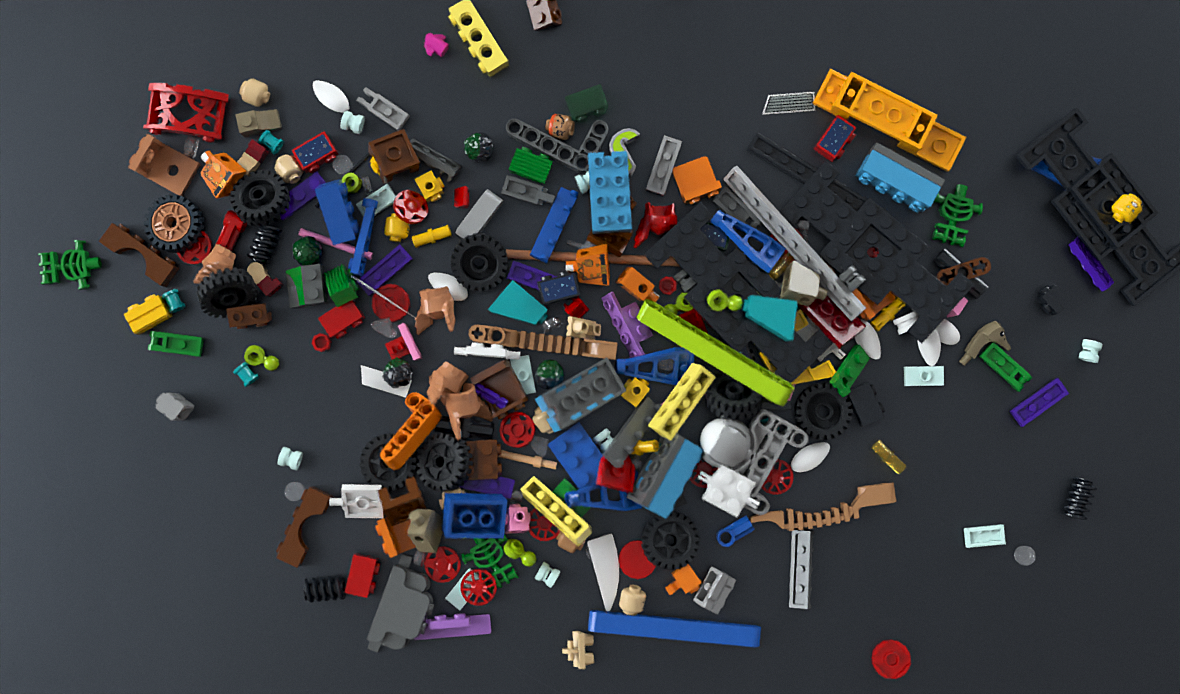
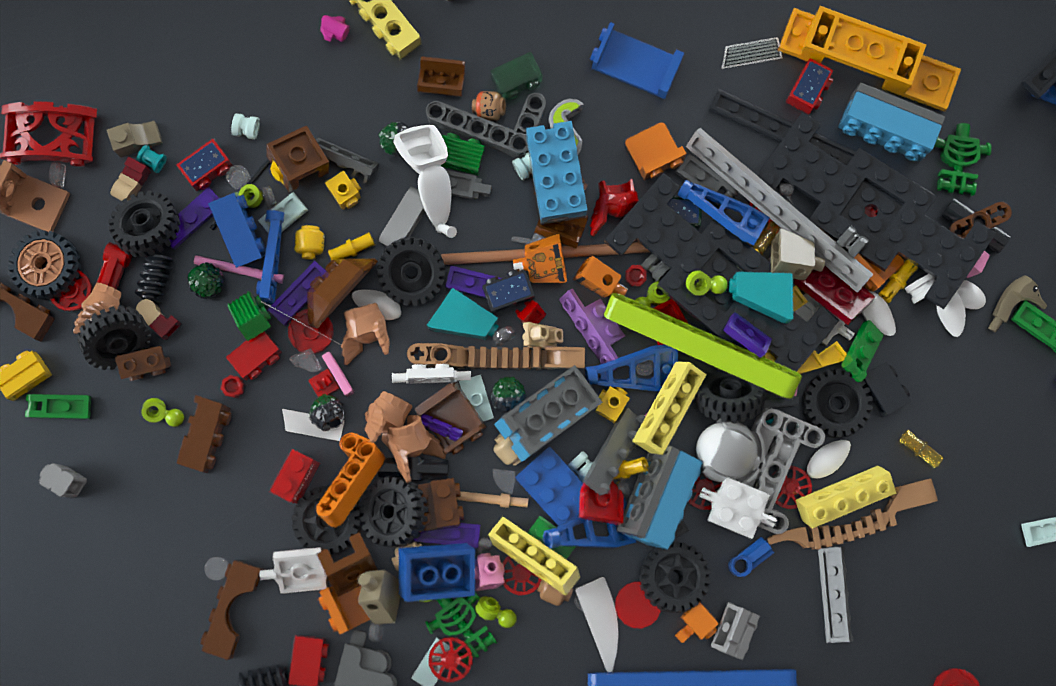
camera: 10 degrees left, 5 degrees down
(173, 301) = (51, 356): teal bush -> none
(221, 173) = (95, 200): orange torso -> none
(246, 374) = (145, 433): teal bush -> none
(254, 92) = (127, 103): tan head -> none
(288, 169) = (175, 187): tan head -> none
(290, 458) = (207, 528): light aqua wheel -> none
(294, 381) = (204, 435): none -> reddish brown wedge
(306, 286) = (208, 322): dark grey slope -> none
(331, 96) = (217, 99): white arm -> none
(365, 424) = (294, 477): none -> red brick
(384, 110) = (281, 108): light grey hinge -> none
(411, 206) = (324, 214): red wheel -> none
(414, 267) = (334, 286): none -> reddish brown wedge
(442, 564) = (404, 637): red wheel -> none
(461, 197) = (382, 199): red slope -> none
(501, 162) = (425, 153): none -> white piece
(517, 430) = (477, 464): red wheel -> none
(522, 97) = (441, 76): none -> reddish brown bracket
(543, 572) = (527, 632): light aqua wheel -> none
(554, 224) = (494, 219): blue hinge -> none
(632, 600) = (637, 654): tan head -> none
(663, 165) = (614, 138): light grey plate -> none
(689, 101) = (635, 62): none -> blue panel
(753, 348) = (747, 335): none -> dark purple plate
(819, 490) = (845, 496): none -> light yellow brick
(924, 376) = (949, 349): light aqua plate -> none

